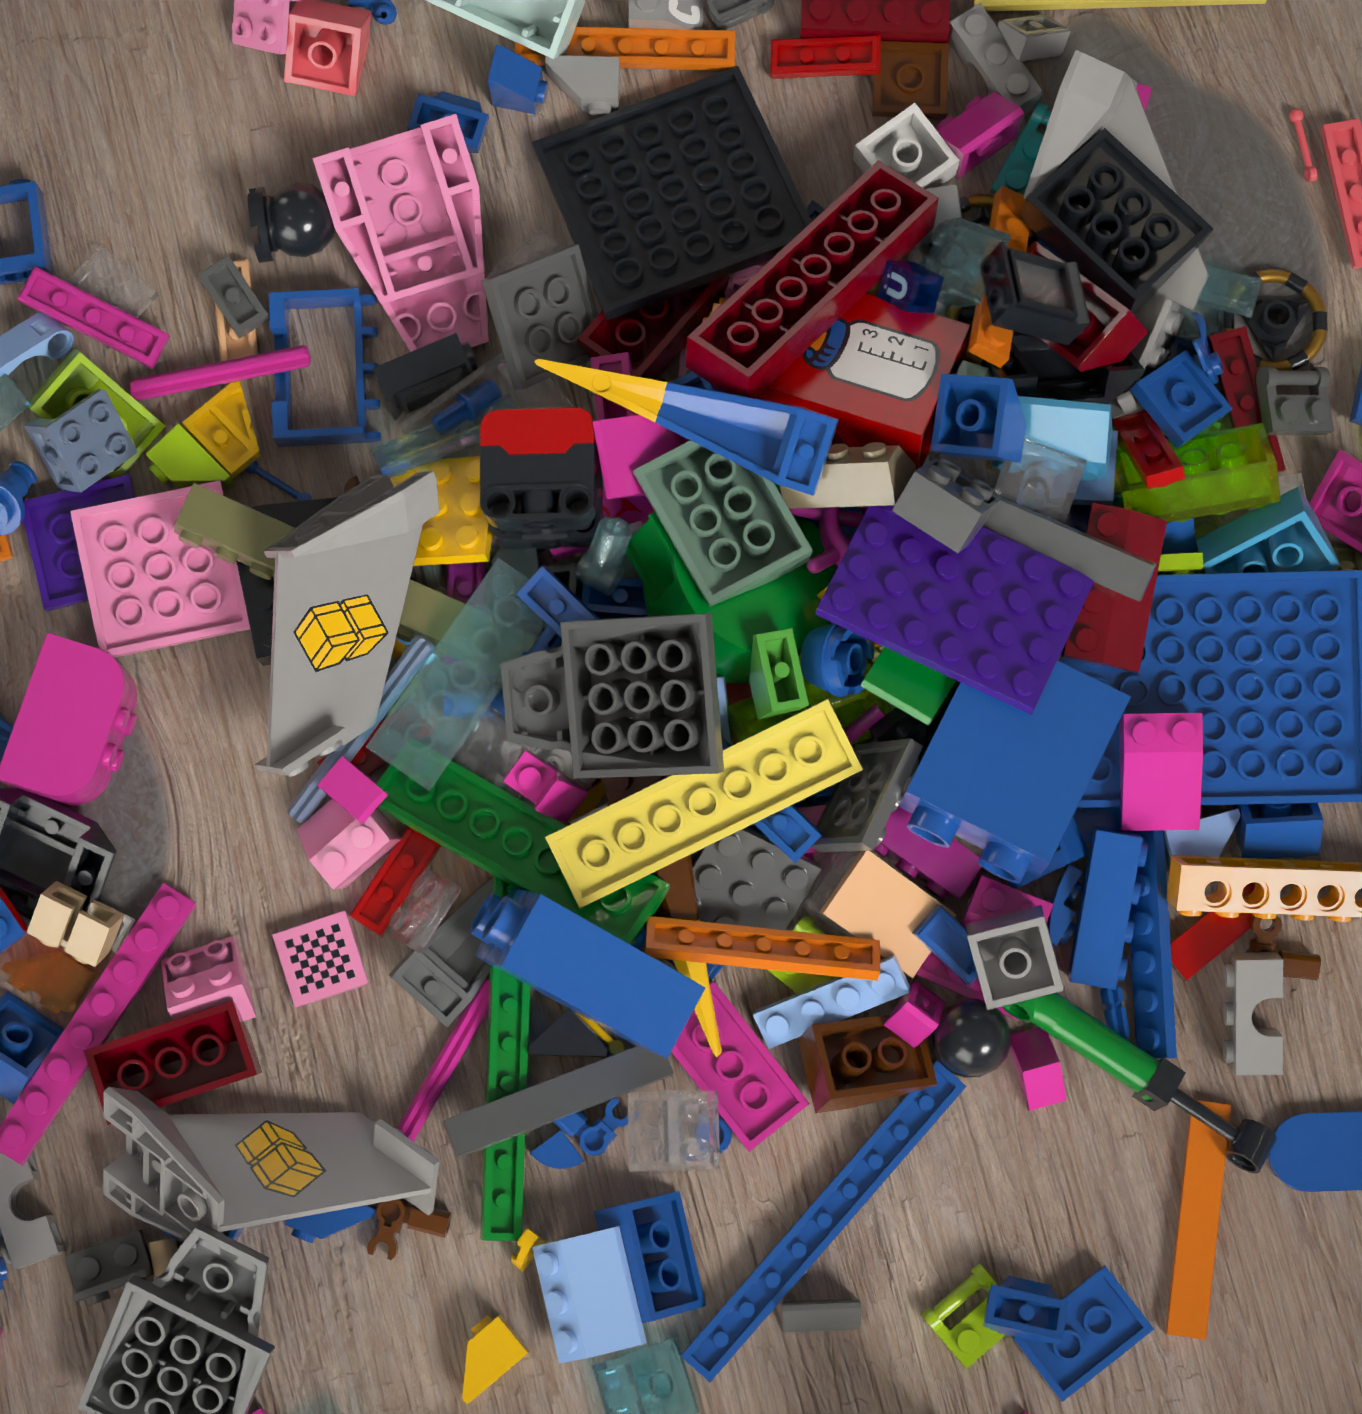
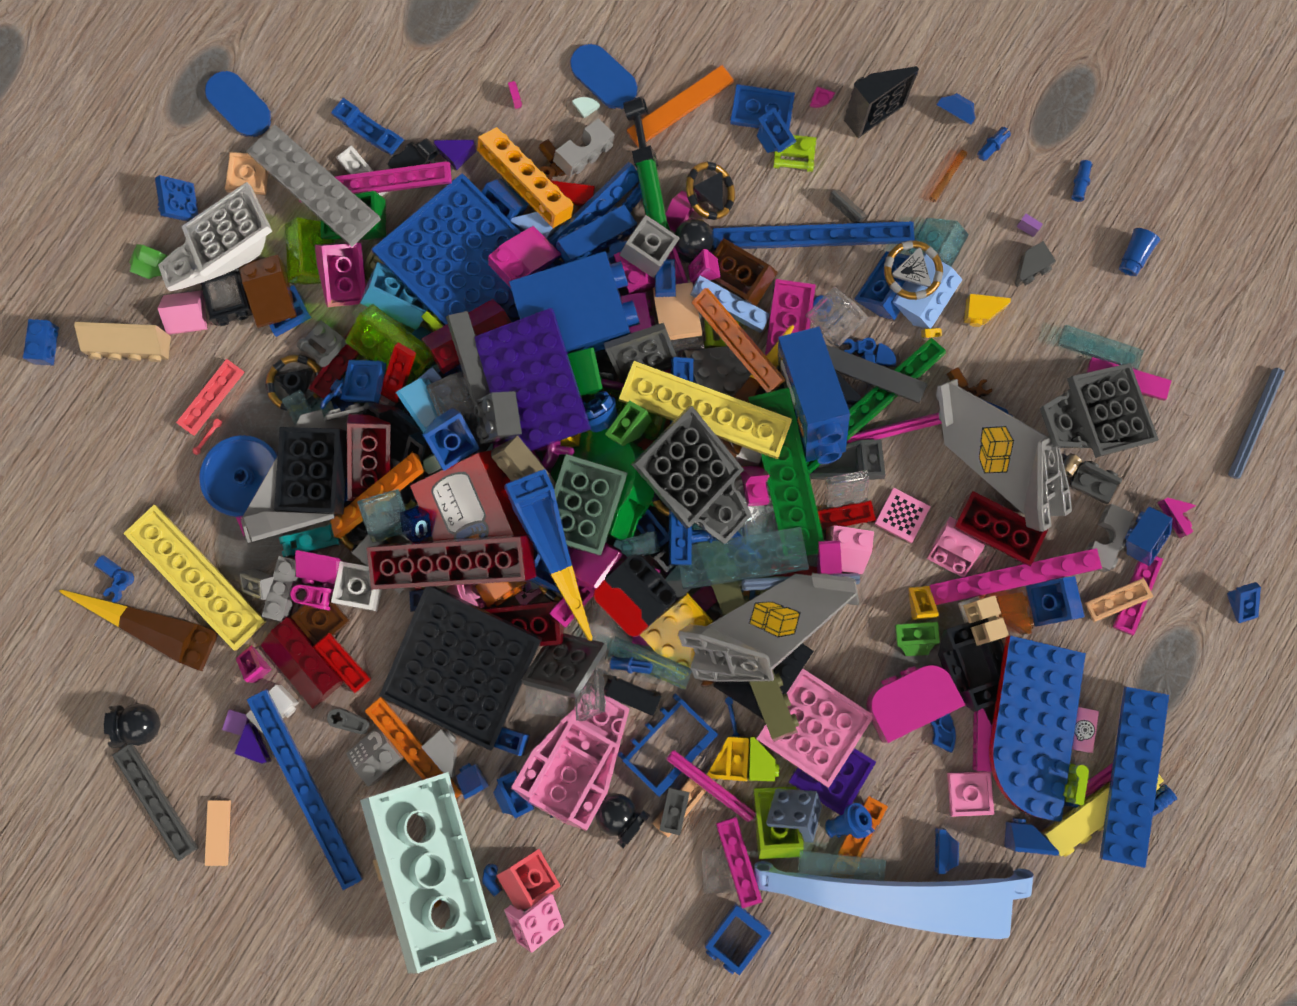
camera: 130 degrees left, 0 degrees up
(146, 818) = (917, 638): none -> bright green slope
(180, 867) = (922, 603): none -> yellow slope
(469, 313) = (591, 698): none -> clear plate
(516, 179) = (512, 741): none -> blue slope
(630, 1290) = (913, 270): none -> piece
(941, 93) = (316, 596): none -> dark pink piece
(1024, 1133) = (710, 191): none -> piece
(1034, 295) = (374, 467): black window -> none
(1211, 134) = (235, 472): none -> blue dish
(1323, 1082) = (585, 105): none -> light aqua tile

